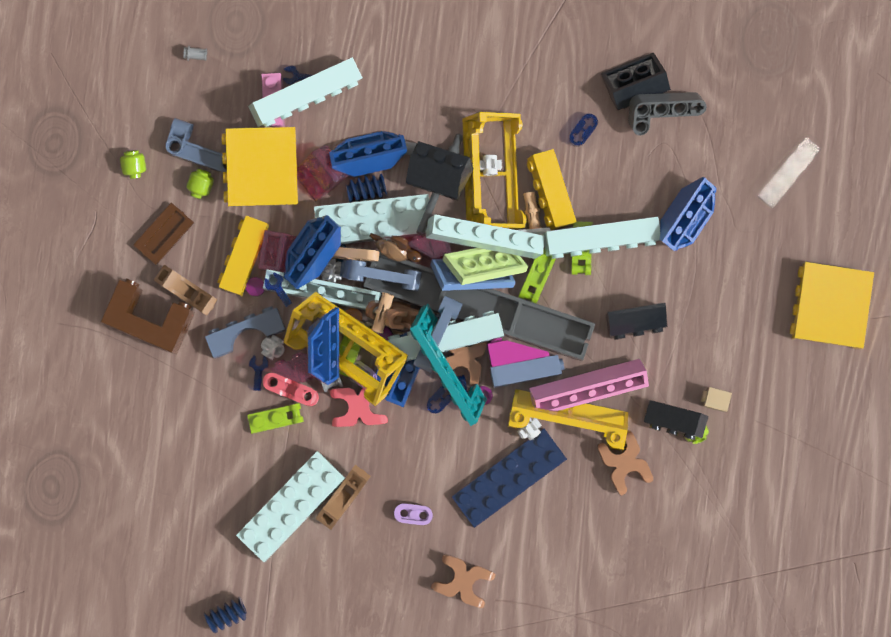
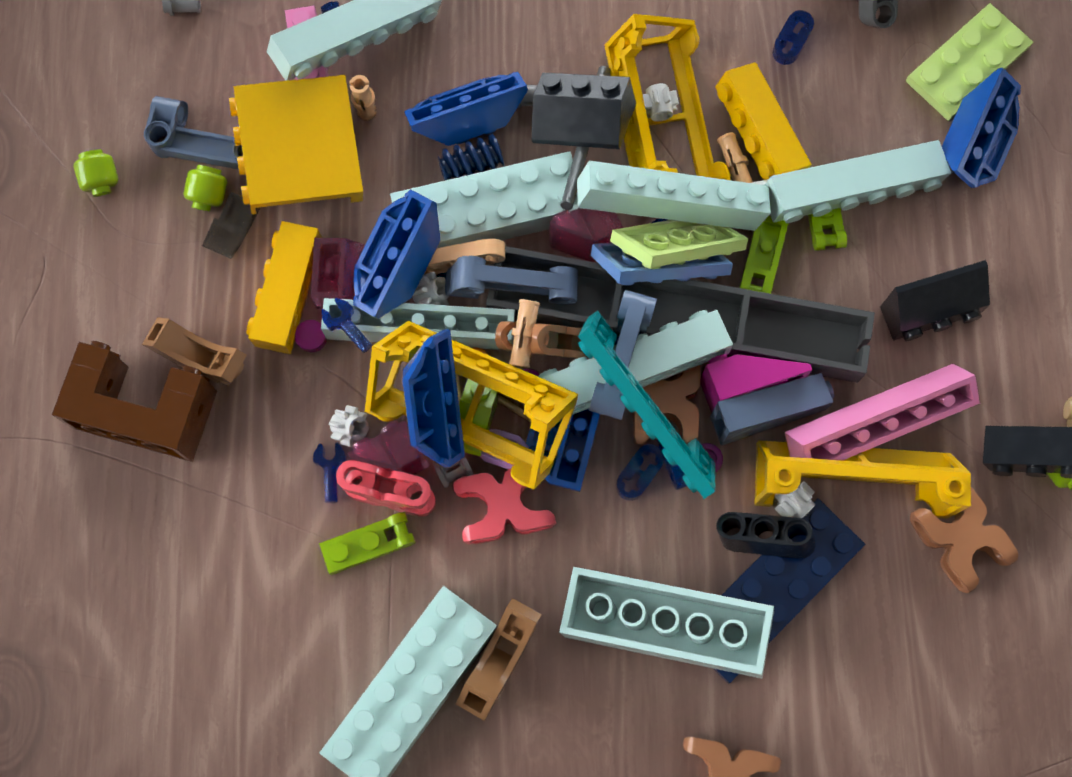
camera: 10 degrees left, 10 degrees down
(163, 233) = (154, 273): reddish brown piece -> none
(212, 210) = (231, 228): none -> clear smoke slope
(222, 341) = (265, 426): sand blue arch -> none
(301, 136) = (363, 97): none -> light nougat pin
(317, 173) = (392, 149): clear pink slope -> none
(396, 248) = (532, 232): animal -> none
(413, 514) = (621, 671): lavender plate -> none
(442, 489) = (667, 622): none -> light aqua brick
(514, 452) = (779, 544): none -> black beam
(692, 161) = (968, 59): none -> yellowish green plate

